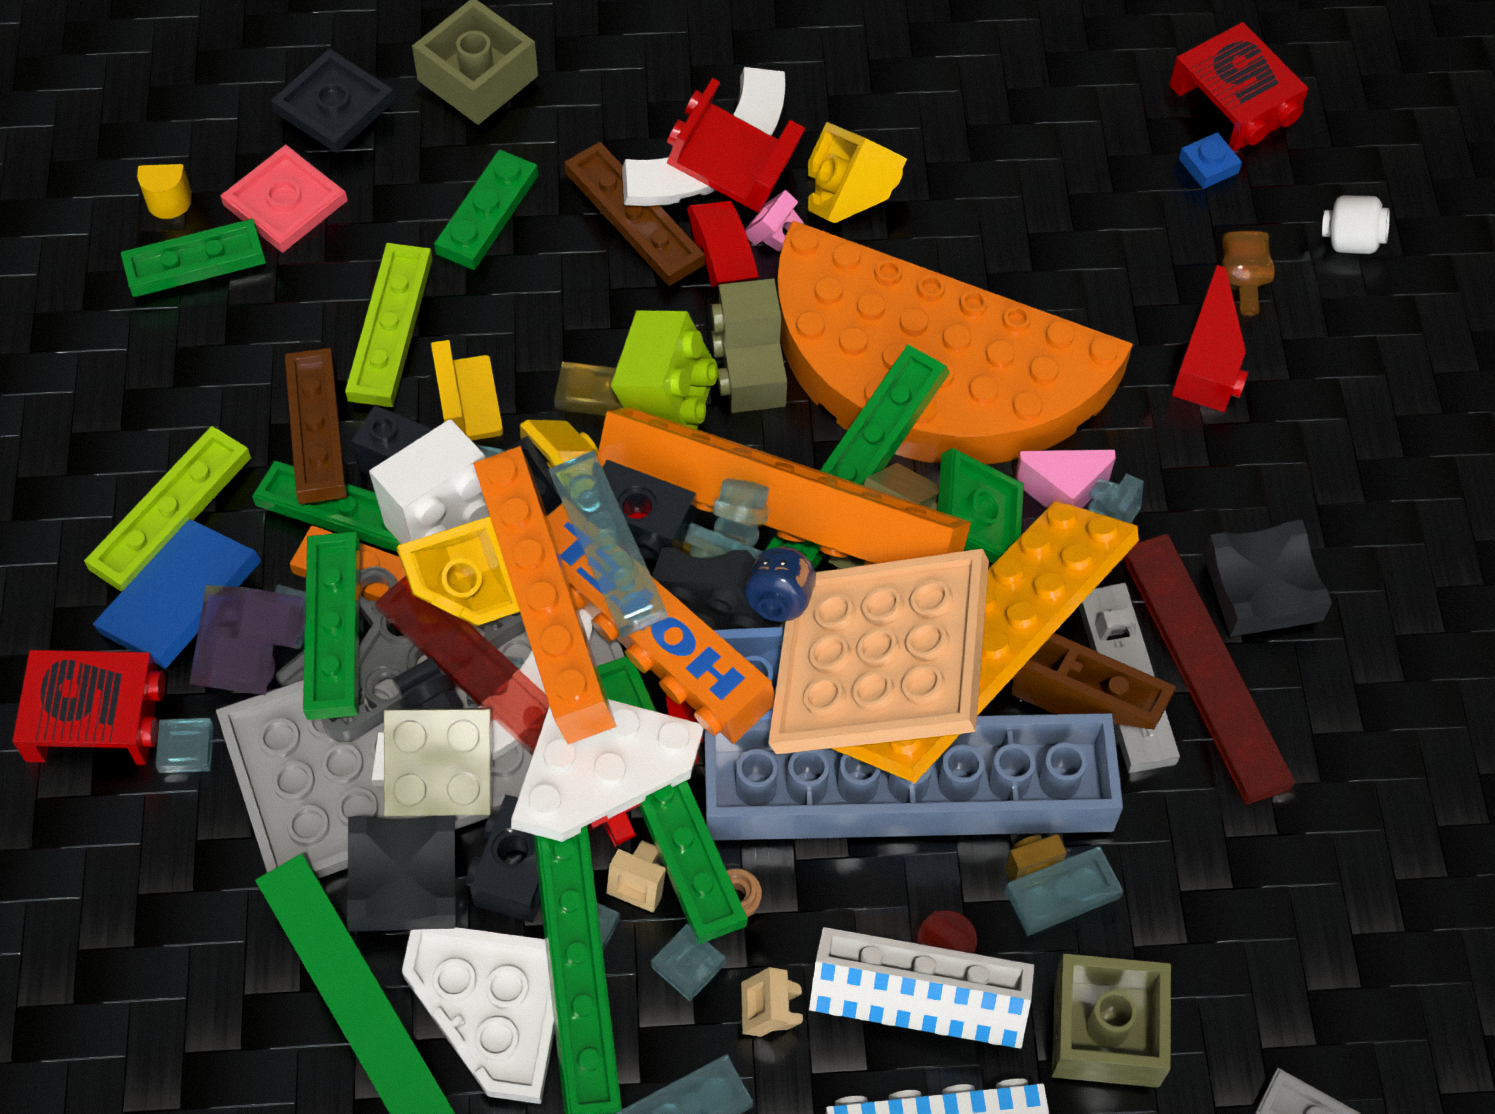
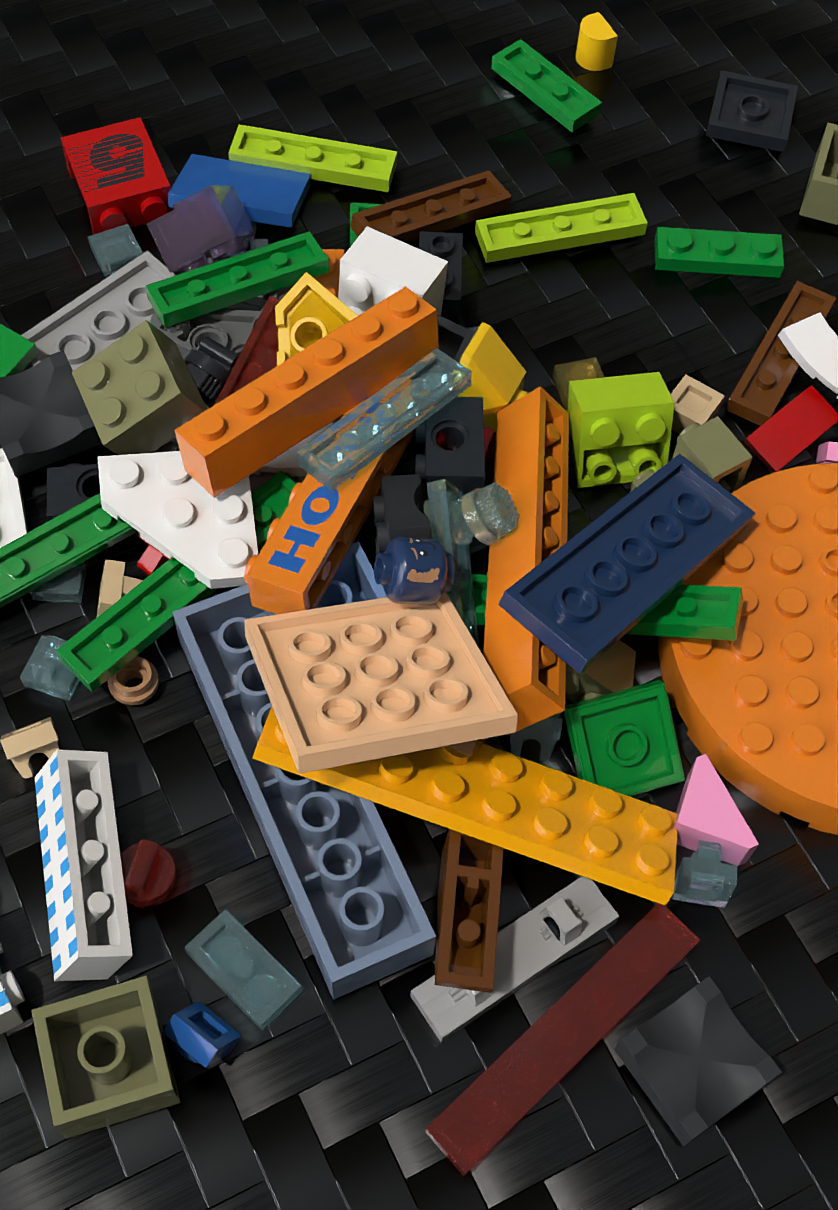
camera: 65 degrees right, 0 degrees up
(284, 198) = (640, 120): coral tile -> none
(467, 392) = (523, 300): yellow panel -> none
(663, 297) = (694, 403): none -> tan tile
(851, 412) = (626, 562): none -> dark blue plate
(1033, 855) = (265, 925): pearl gold plate -> none
(1114, 939) = (201, 1034): none -> blue plate

